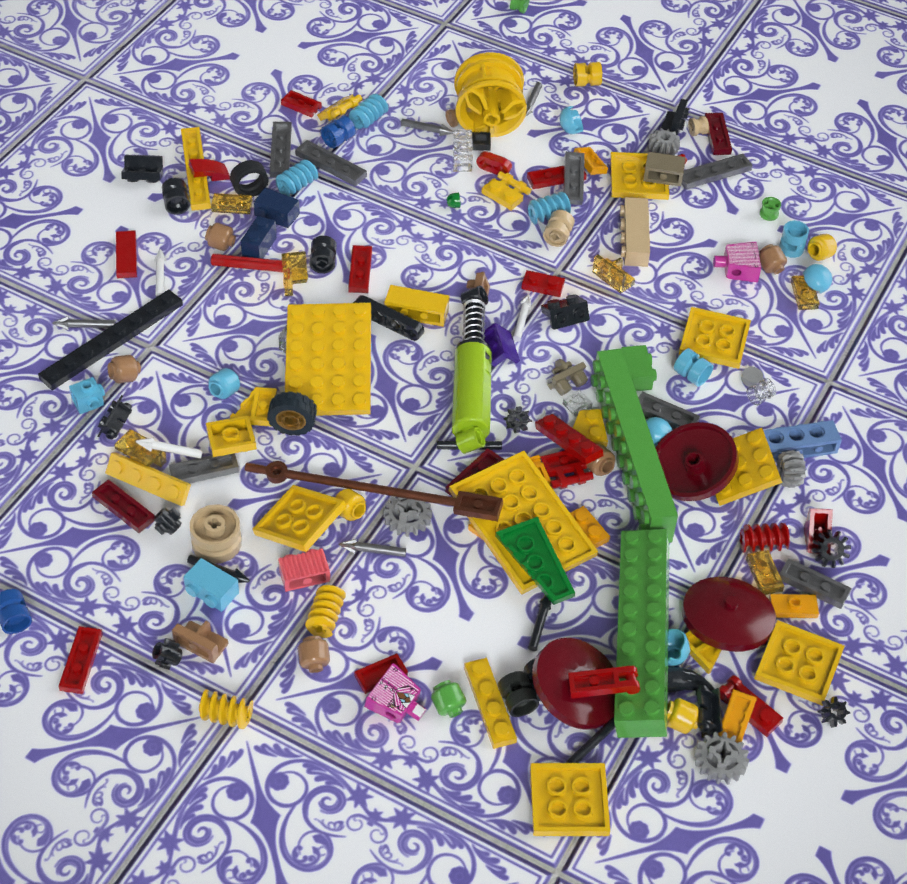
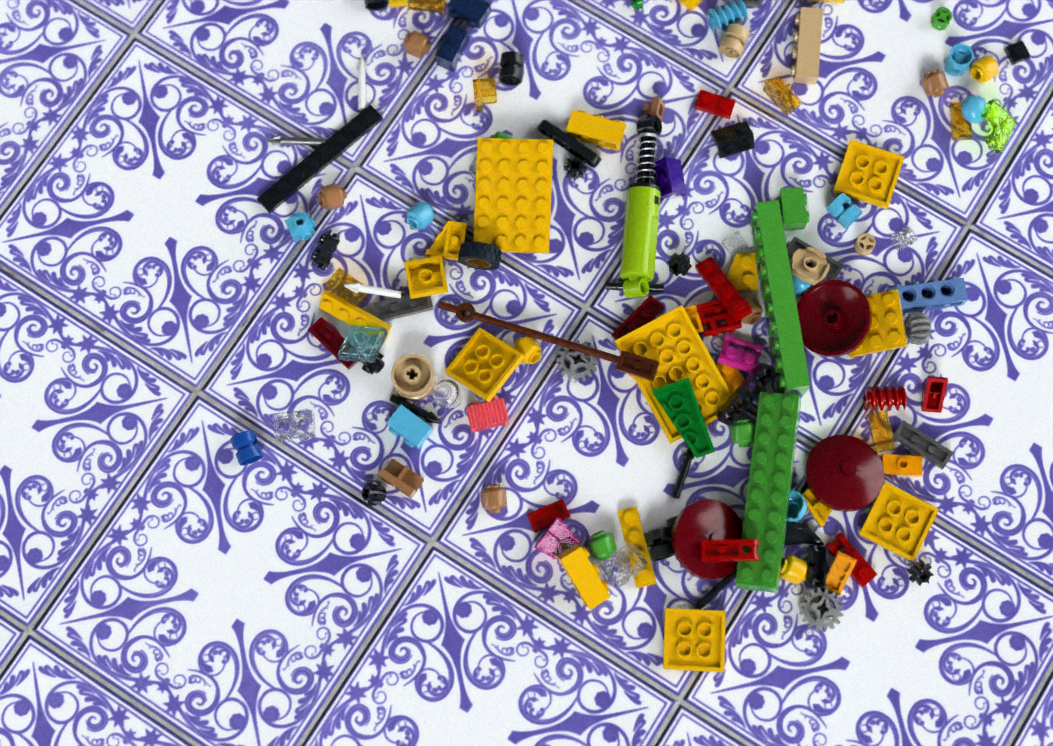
camera: 10 degrees right, 25 degrees up
(71, 584) = (294, 419): none -> clear brick
(80, 660) = (304, 492): red tile -> none
(126, 254) = (330, 59): red tile -> none
(156, 498) = (362, 344): none -> clear light blue plate
(224, 710) = (421, 548): yellow piece -> none
(246, 262) = (442, 73): red axle -> none
(256, 552) = (447, 394): none -> clear hair
(325, 611) = (503, 456): yellow piece -> none
(353, 546) = (530, 390): flat silver piece -> none
(360, 269) = (545, 82): red tile -> none
(396, 338) = (574, 173): none -> black gear
(427, 728) = (584, 576): none -> yellow brick
(471, 711) = (621, 560): none -> clear brick
(525, 307) = (696, 130): white piece -> none
(560, 381) = (736, 214): dark tan hips -> none
(594, 501) = (737, 357): none -> dark pink plate
(605, 535) = (743, 390): none -> black beam
(605, 576) = (742, 432): none -> bright green head
(663, 412) = (805, 273): none -> tan plate
(720, 398) = (868, 243): none -> tan wheel
(740, 262) = (903, 85): dark pink torso -> none
(751, 376) = (897, 219): light grey tile -> none
(839, 549) = (934, 416): black gear -> none
(848, 290) = (1001, 123): none -> clear neon green plate
(852, 235) = (1017, 52): none -> black plate

